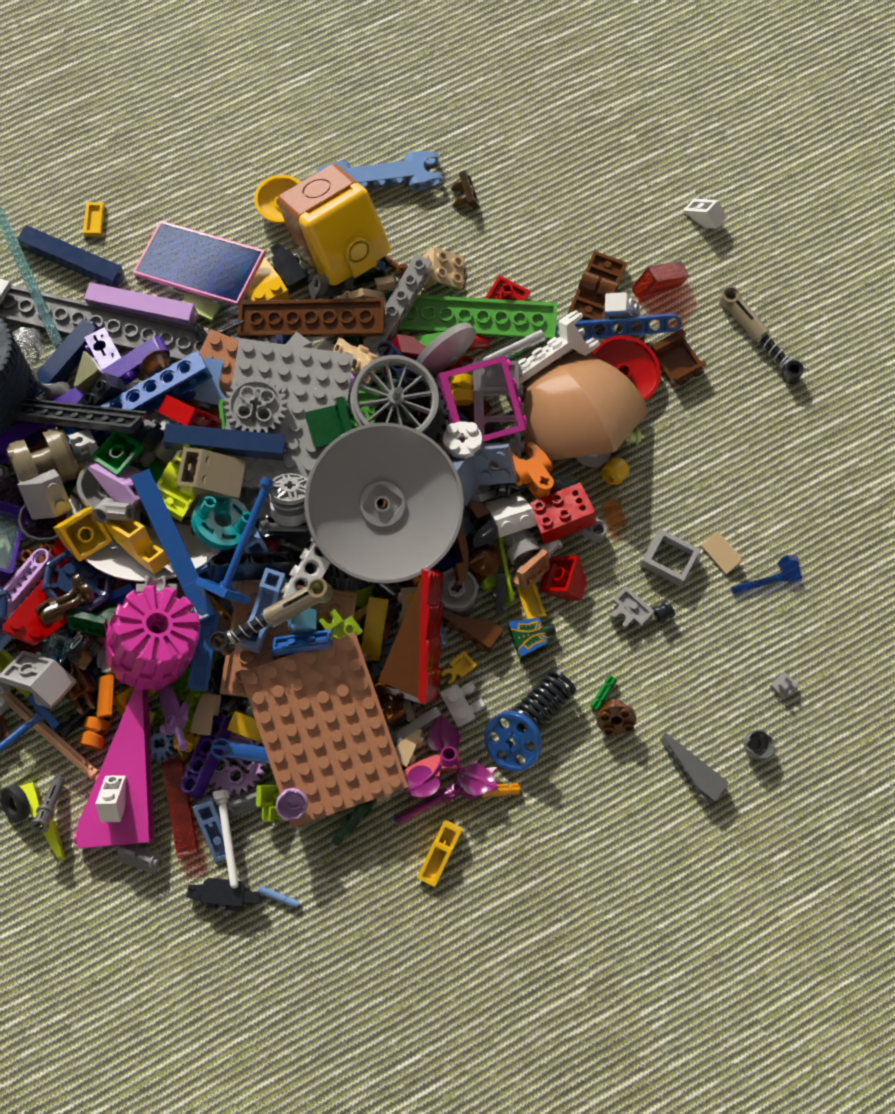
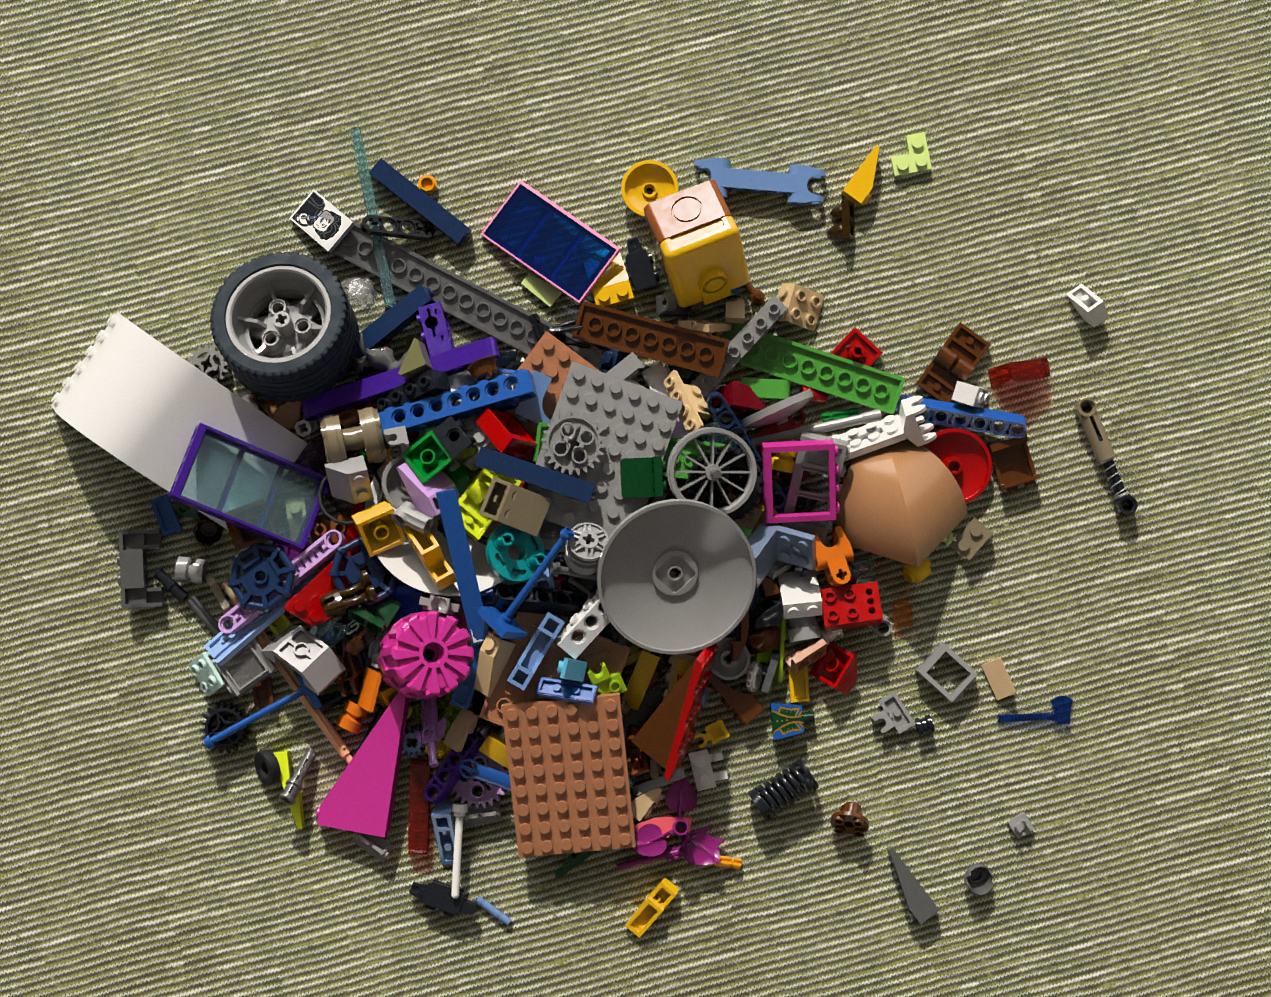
camera: 10 degrees right, 15 degrees up
(53, 282) = (397, 224): none -> black beam
(75, 239) = (427, 184): none -> light orange plate
(79, 415) = (397, 408): black plate -> none
(93, 219) = (451, 162): yellow tile -> none
(111, 799) = (358, 791): white slope -> none
(142, 304) = (482, 276): lavender brick -> none
(220, 618) = (491, 662): none -> tan slope
(266, 798) = (504, 825): lime plate -> none
(273, 615) = (544, 667): piece -> none
(291, 804) = (523, 841): lavender hair -> none
(462, 429) = (779, 514): white plate -> none
(472, 155) = (862, 182): none -> yellow slope
(486, 603) = (754, 677): none -> white gear
(506, 745) = (752, 822): blue wedge -> none
(516, 130) = (917, 158): none -> yellowish green plate
(603, 693) = (844, 791): green axle -> none
(658, 435) = (971, 540): none -> dark tan bracket

